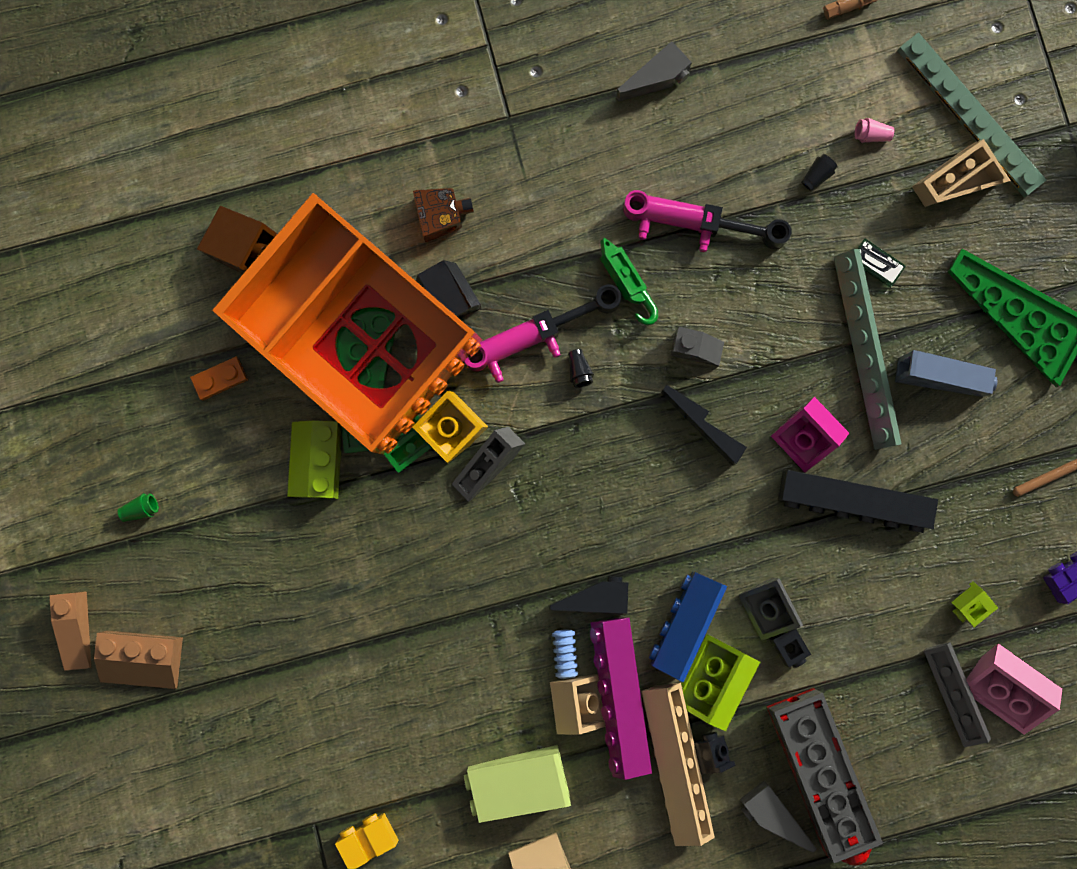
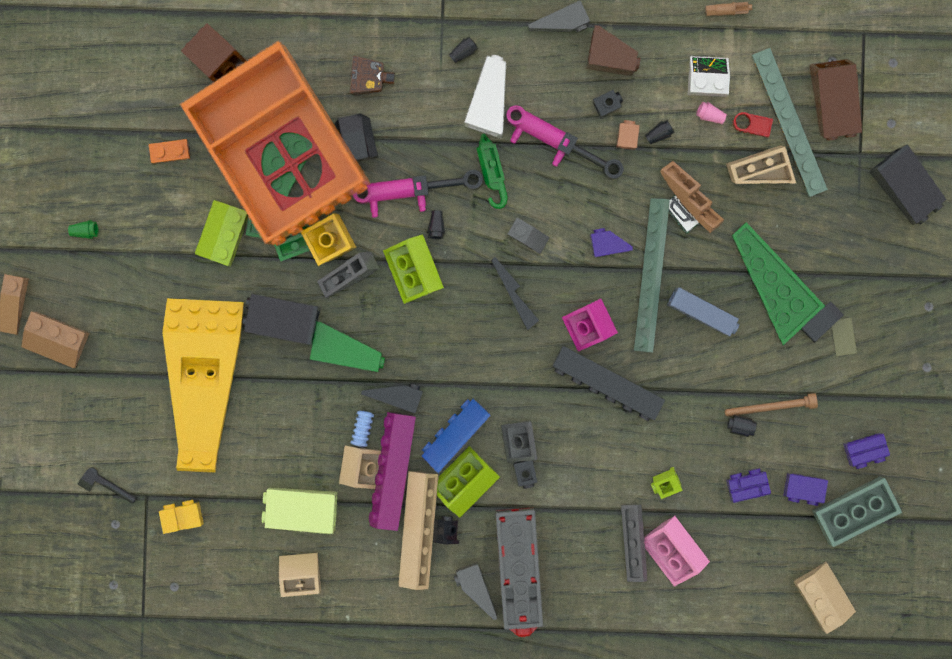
camera: 15 degrees right, 5 degrees up
(236, 822) = (91, 475): none -> black piece
(327, 603) = (201, 340): none -> yellow wing
(420, 544) = (281, 319): none -> black slope
(506, 560) = (340, 349): none -> green slope
(547, 145) = (463, 50): none -> black cone
(567, 431) = (413, 268): none -> lime slope
(600, 201) = (488, 100): none -> white slope
(730, 93) = (611, 54): none -> reddish brown slope
(740, 164) = (601, 106): none -> black brick
(781, 188) = (627, 135): none -> nougat brick
(800, 326) = (607, 243): none -> dark purple slope
(857, 89) = (708, 76): none -> white slope
(876, 233) = (689, 195): none -> medium nougat slope
(933, 128) = (757, 125): none -> red piece
(1022, 66) = (836, 98): none -> reddish brown slope
(1042, 503) = (741, 426): none -> black brick

